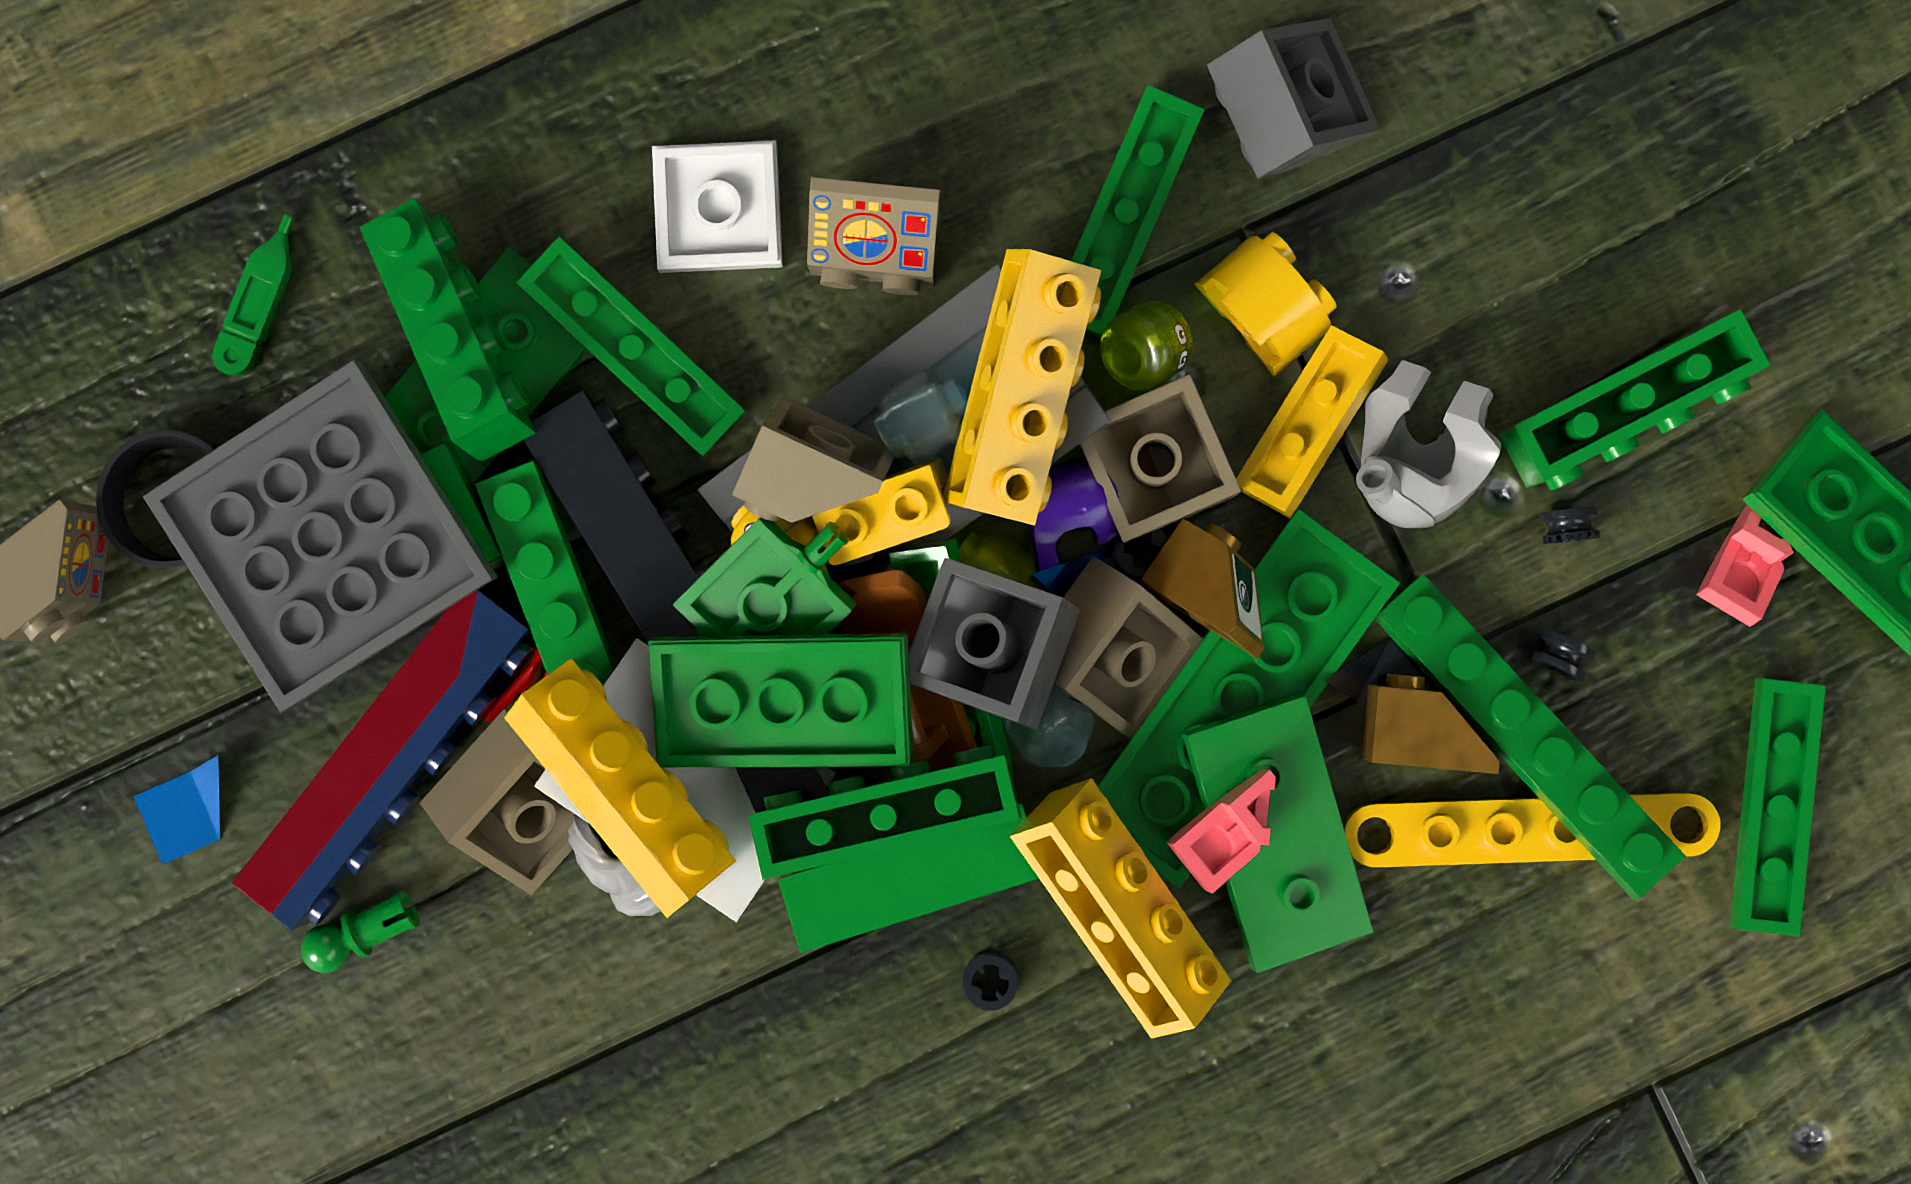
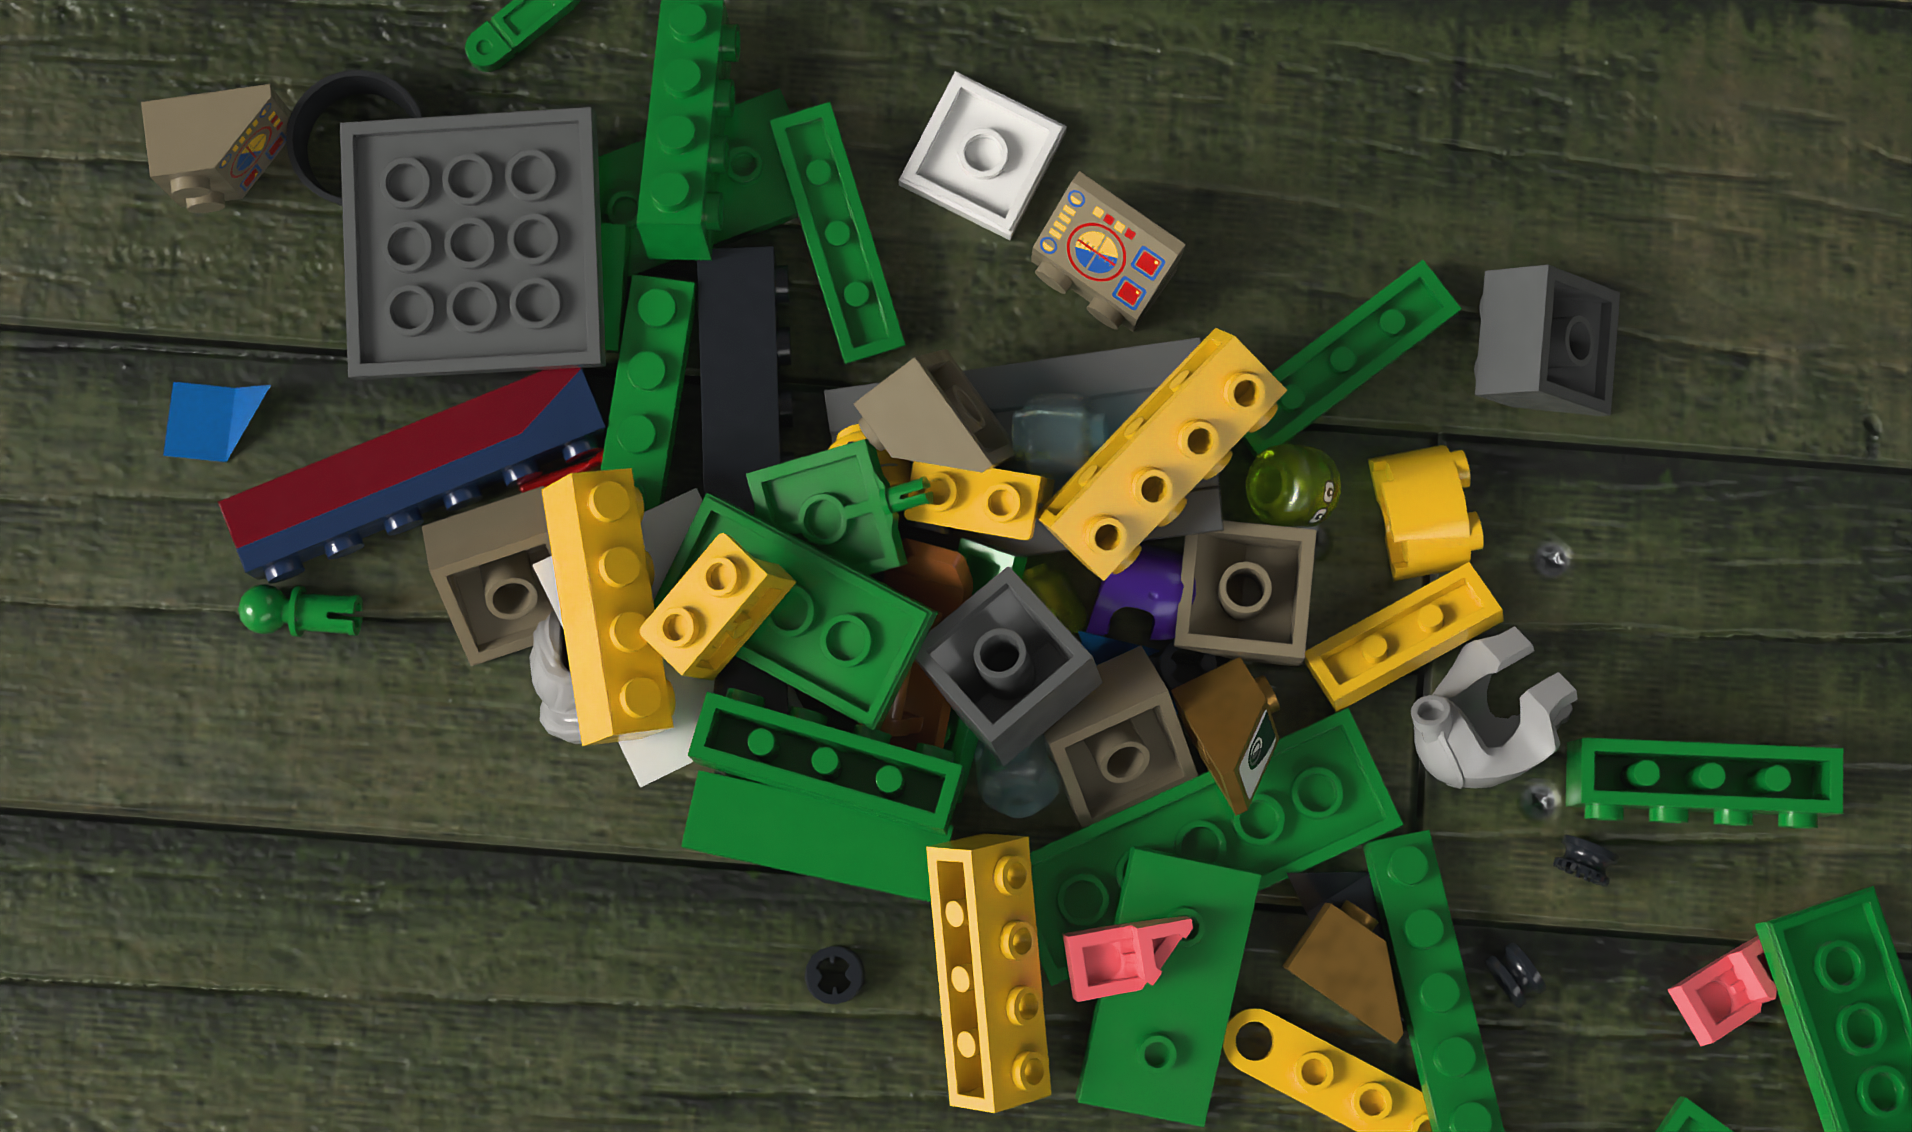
camera: 25 degrees right, 5 degrees down
(713, 741) = (715, 608): none -> yellow bracket

